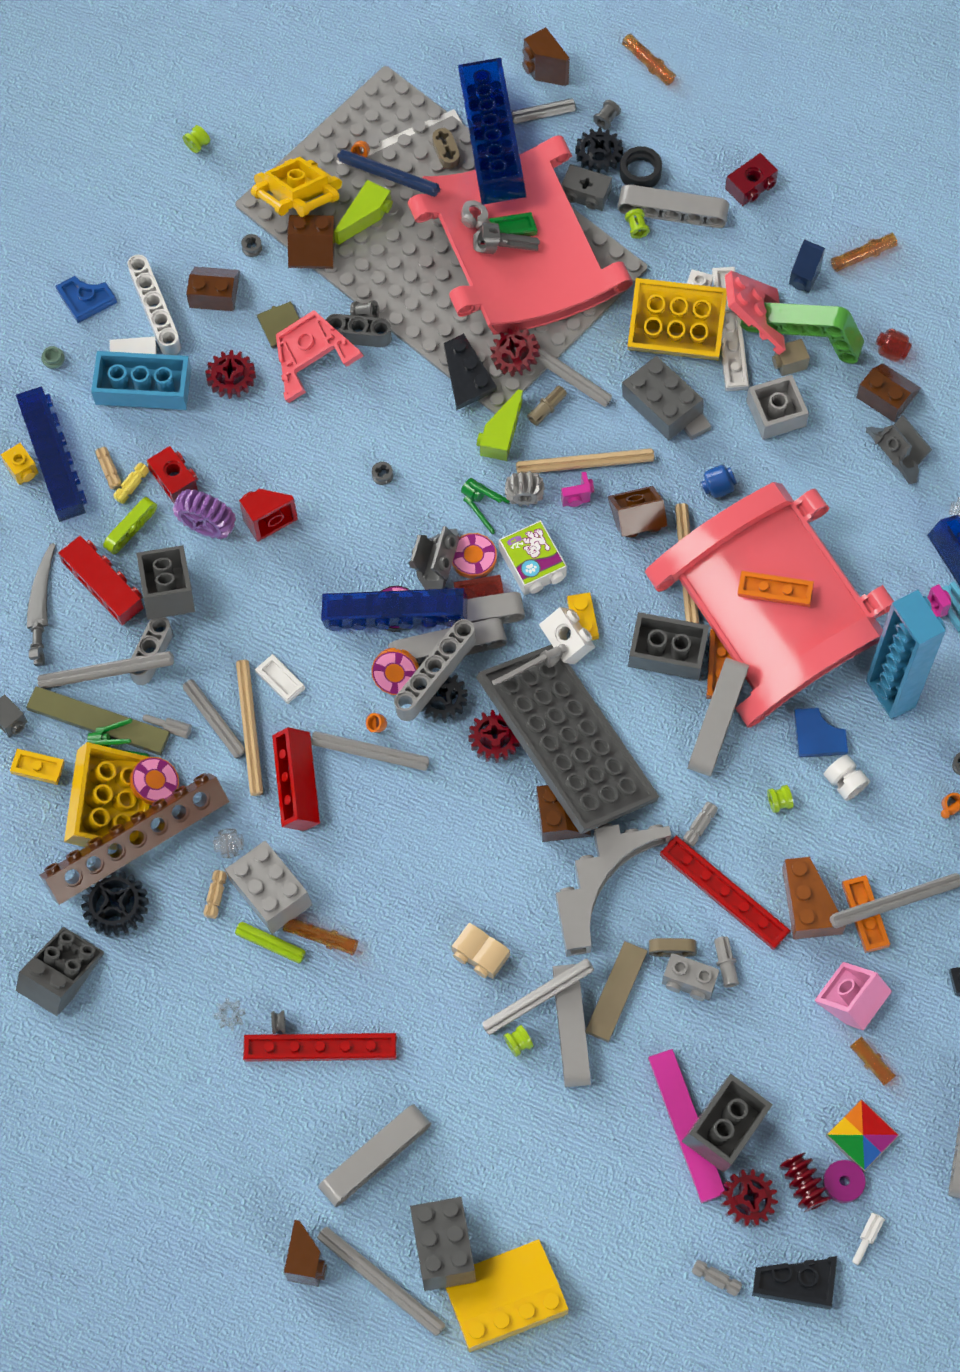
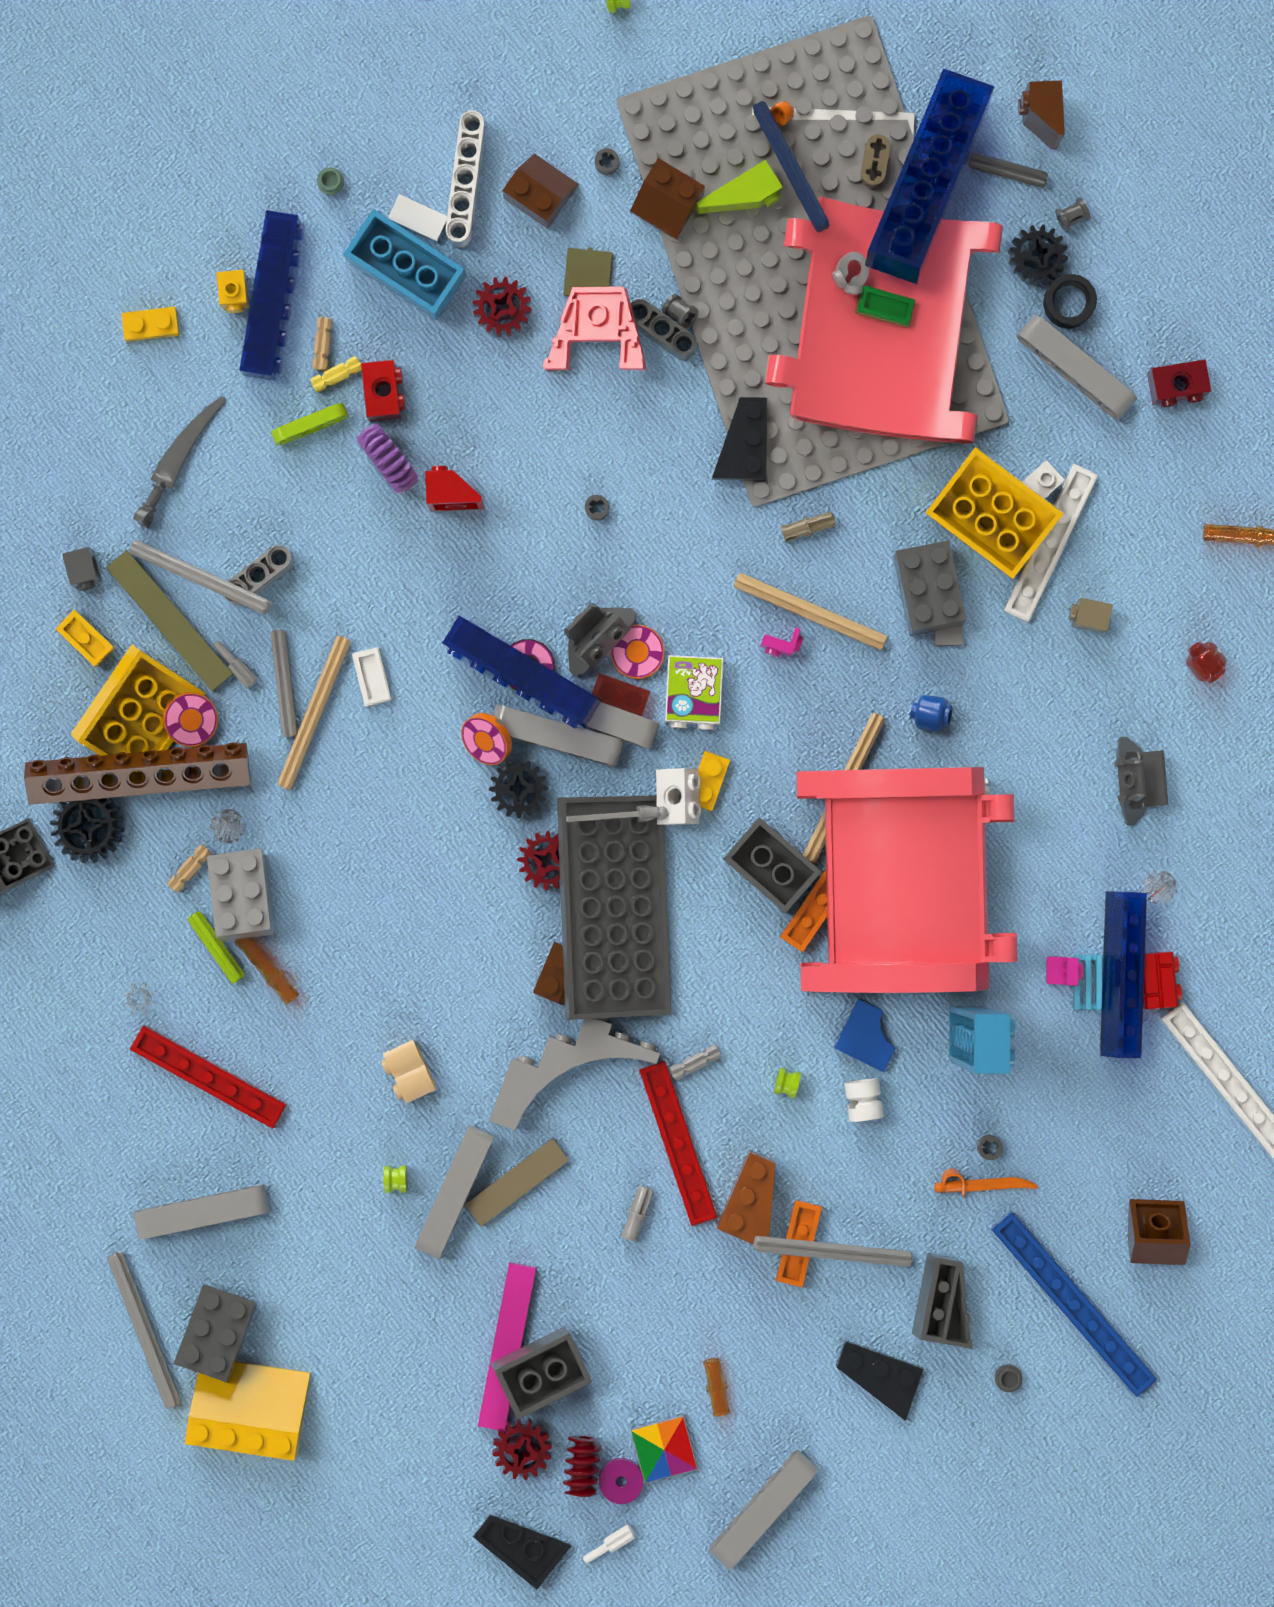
camera: 30 degrees right, 20 degrees up
(85, 299) = (399, 128): blue tile -> none
(100, 738) = (159, 647): green plant -> none
(101, 580) = (248, 472): red brick -> none
(165, 582) = (307, 515): dark grey brick -> none
(278, 1021) = (181, 1032): dark grey bush -> none
(294, 185) = (685, 122): yellow brick -> none
(295, 779) = (327, 797): red brick -> none
(304, 1259) = (82, 1276): reddish brown slope -> none
(370, 750) = (418, 804): light grey axle -> none
(376, 723) = (439, 780): orange hinge -> none
(434, 680) = (513, 777): light grey beam -> none
(475, 492) = (678, 582): green plant -> none
(491, 236) = (852, 315): dark grey piece -> none
(500, 429) = (742, 529): lime slope -> none
(504, 351) = (808, 440): dark red gear -> none
(524, 488) = (728, 611): light grey gear -> none
(538, 996) = (436, 1151): light grey axle -> none
(573, 378) = (851, 508): light grey axle -> none
(586, 187) = (994, 279): dark grey brick -> none
(638, 511) = (830, 698): slope -> none
(644, 229) = (1020, 373): lime bush -> none
(654, 64) = (1158, 166): clear orange pin -> none
(666, 946) = (594, 1171): dark tan beam -> none
(690, 977) = (592, 1211): light grey bracket -> none
(716, 1277) = (450, 1501): light grey axle -> none
(718, 717) = (776, 968): light grey beam -> none
(747, 301) = (1075, 540): coral wing -> none
(775, 588) = (905, 879): orange plate -> none
(777, 407) = (1040, 666): light grey brick -> none
(807, 266) = (1169, 523): dark blue slope -> none
(816, 321) = (1143, 607): bright green beam -> none
(854, 995) = (736, 1315): bright pink slope -> none
(887, 391) = (1169, 708): reddish brown slope -> none

